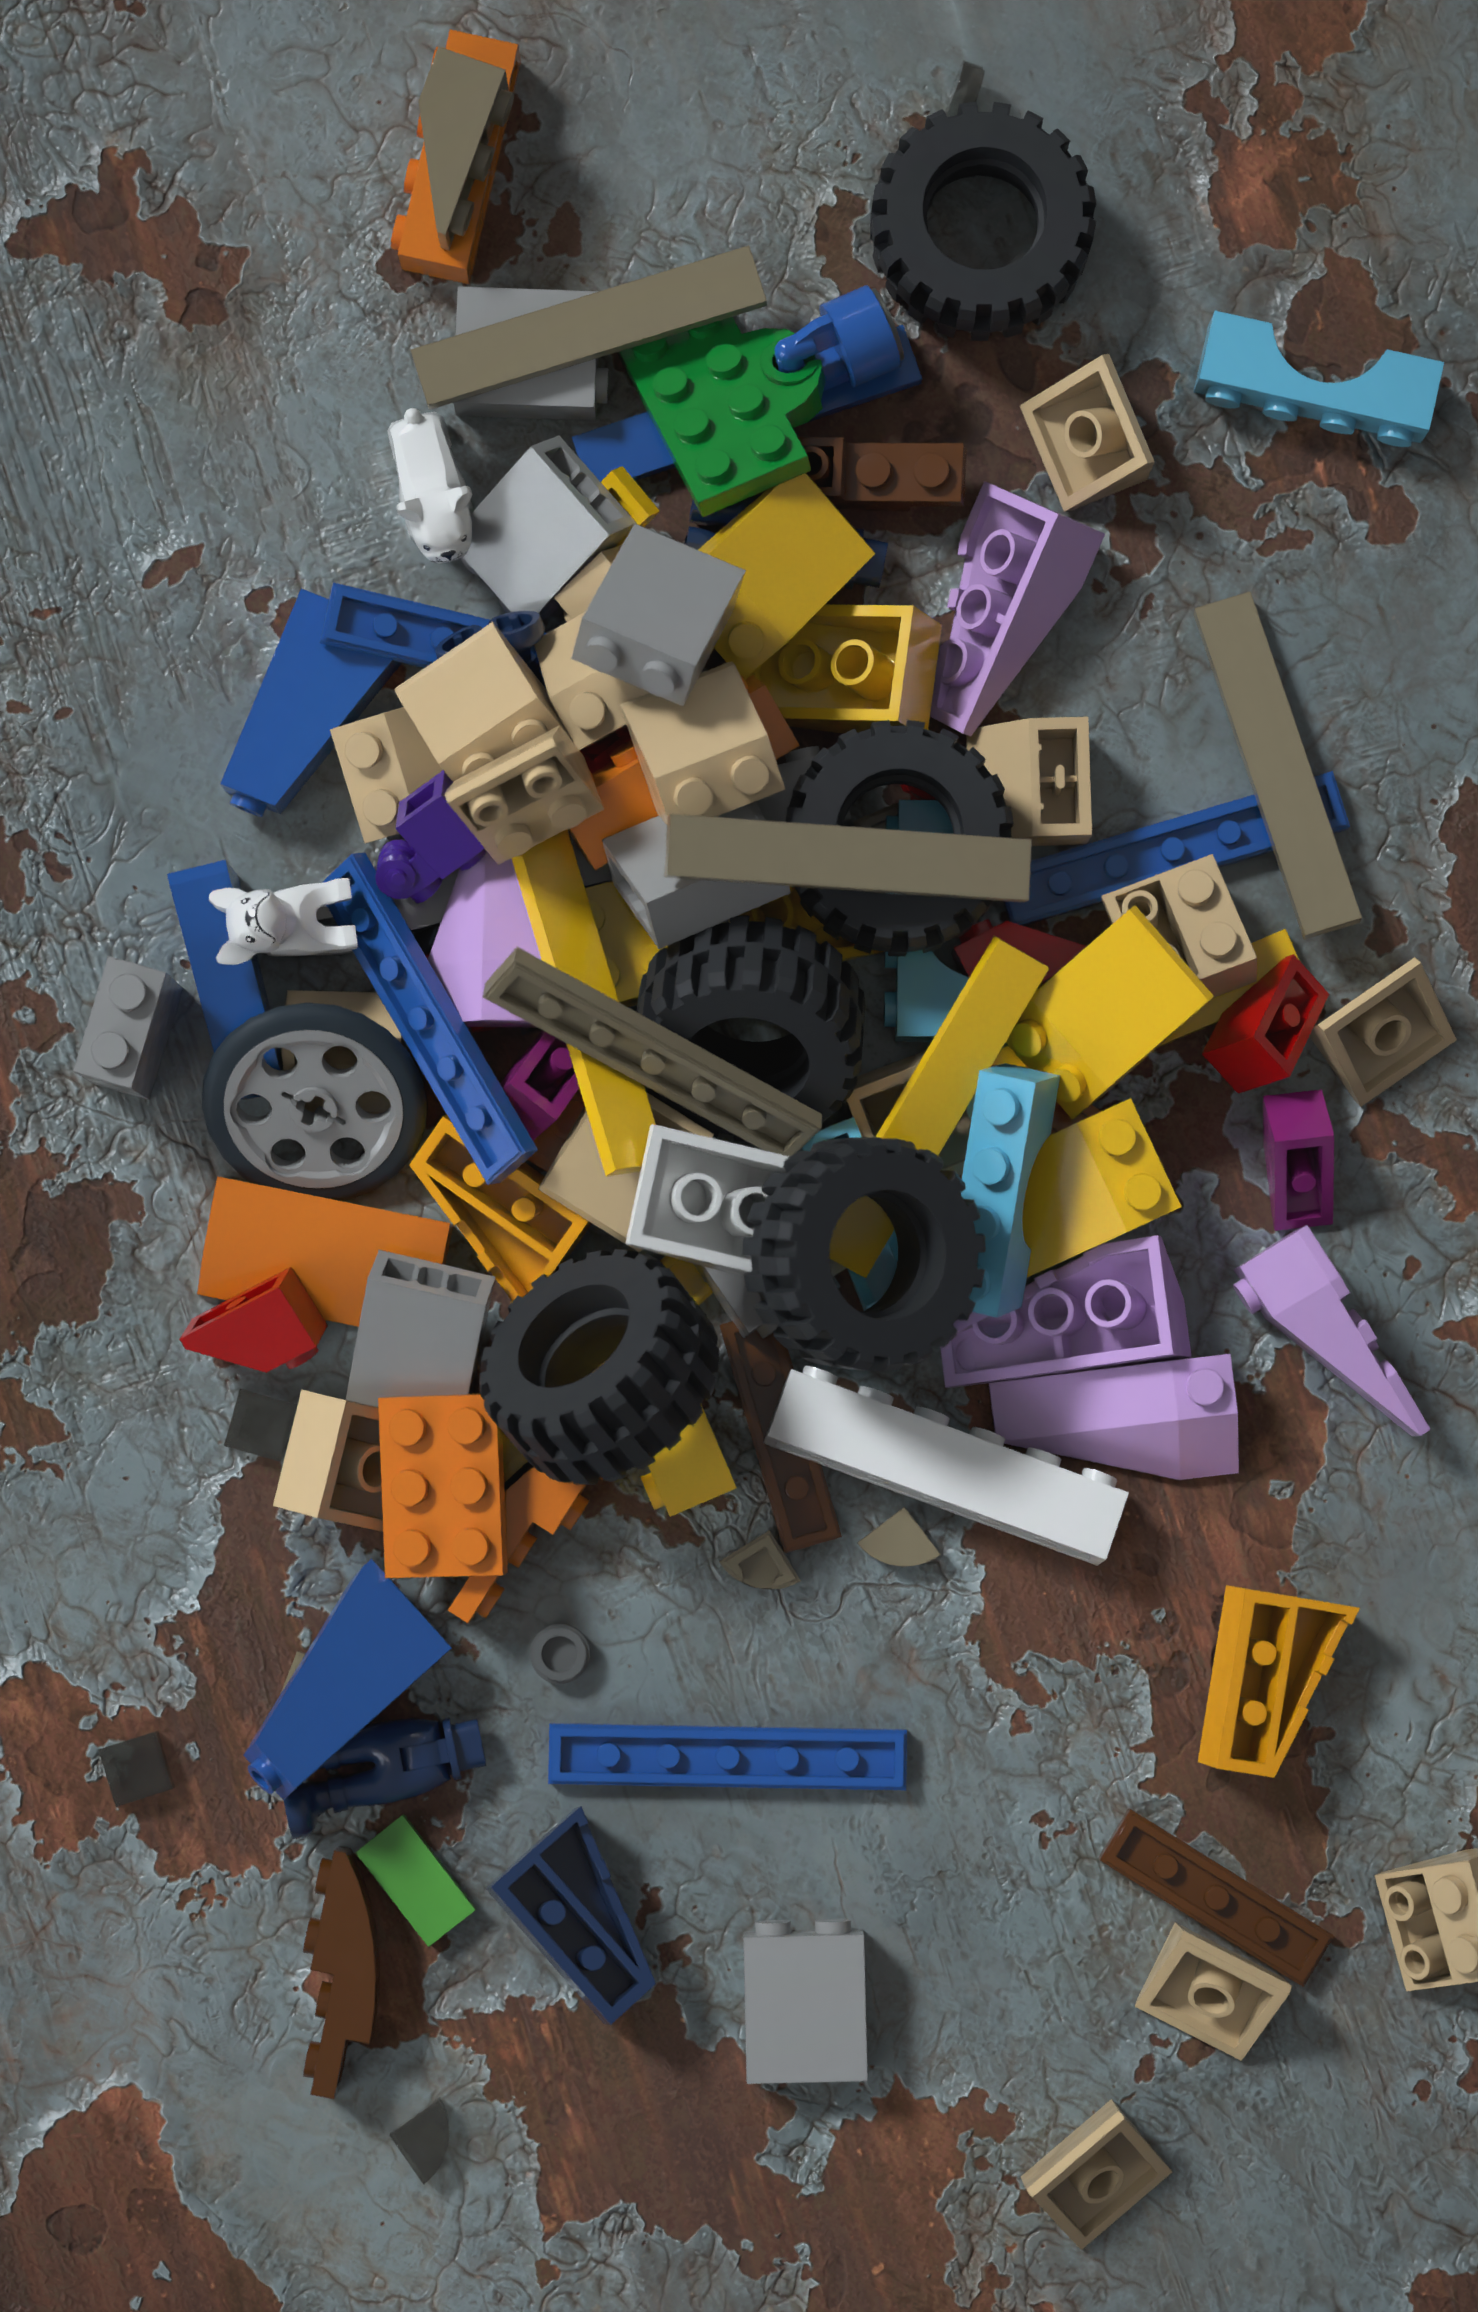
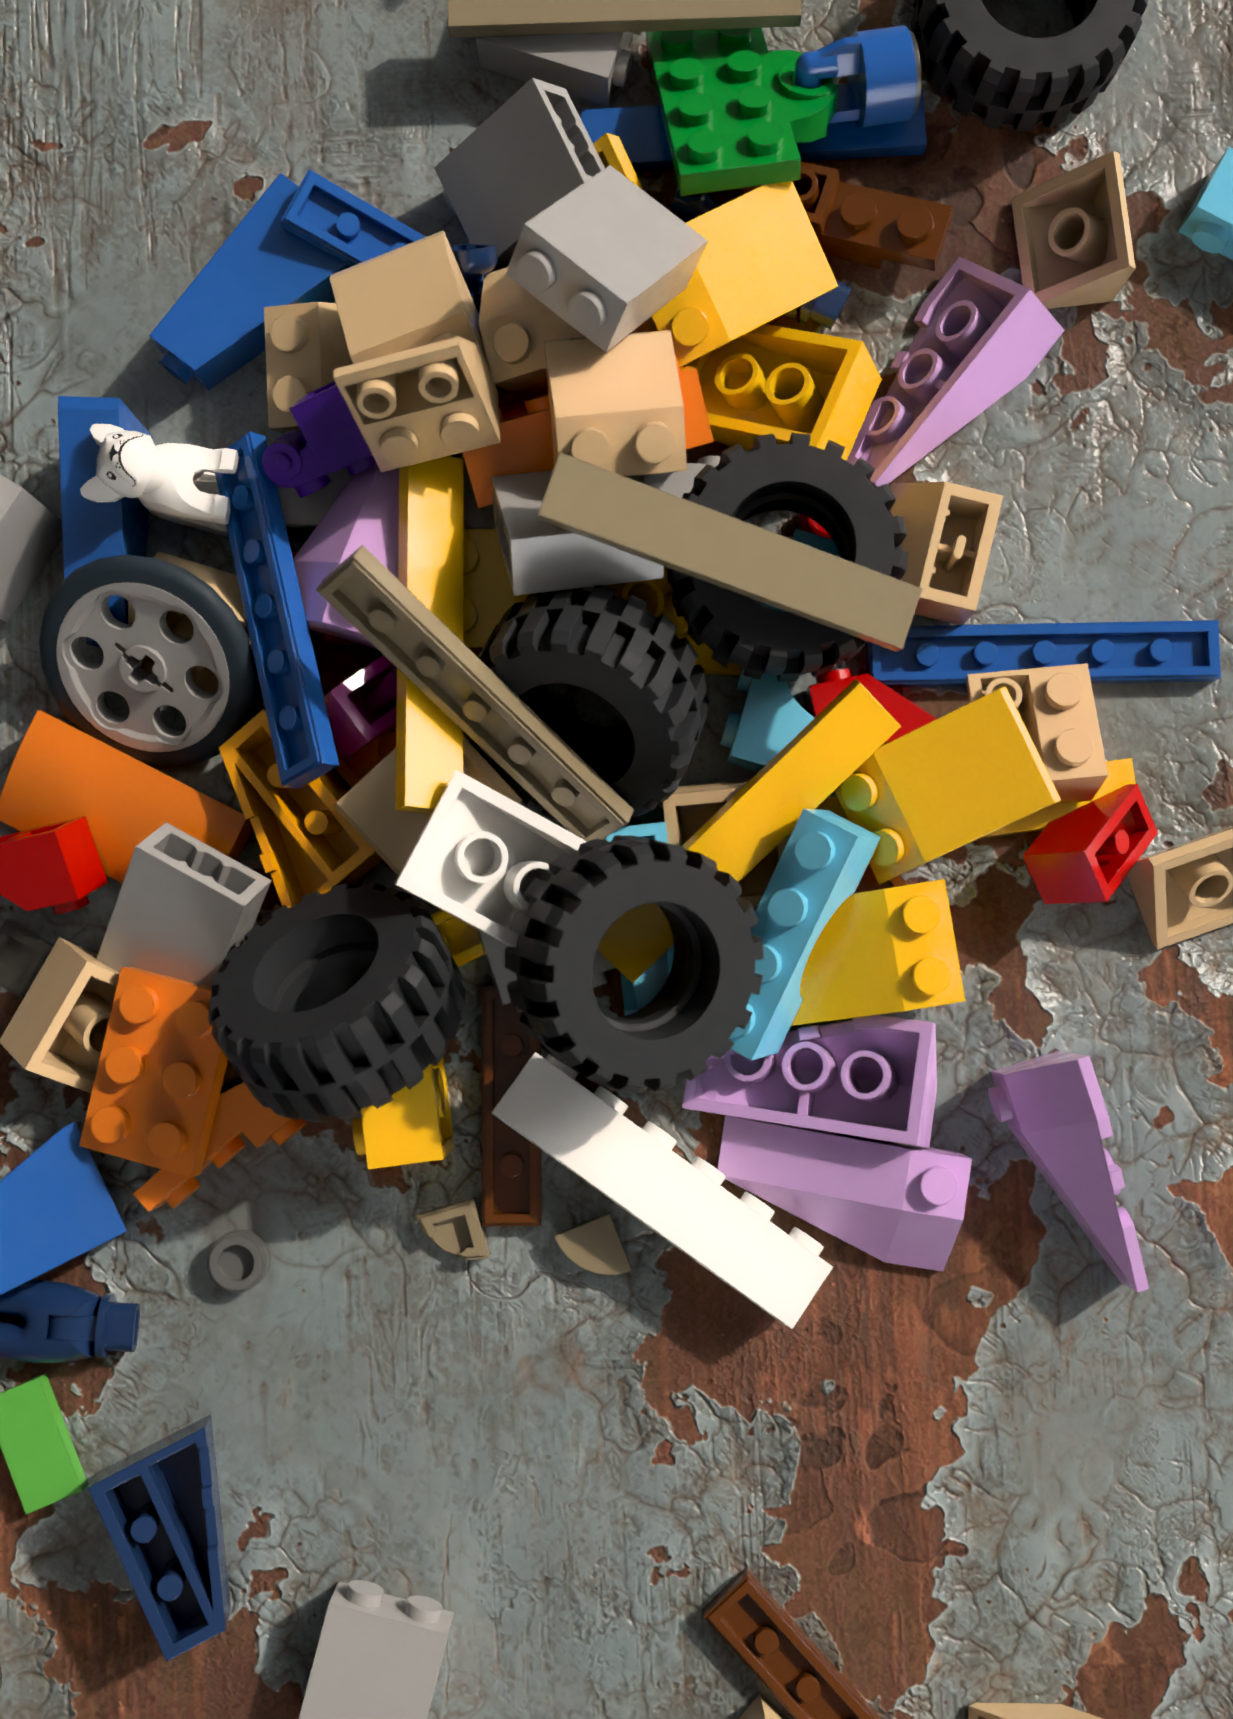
camera: 20 degrees right, 0 degrees up
(431, 487) = (430, 106): white animal -> none
(727, 1756) = (371, 1407): blue tile -> none
(1265, 1674) = (917, 1487): light orange wedge -> none
(1277, 765) = (1168, 601): dark tan tile -> none
(1299, 1159) = (1087, 983): magenta slope -> none

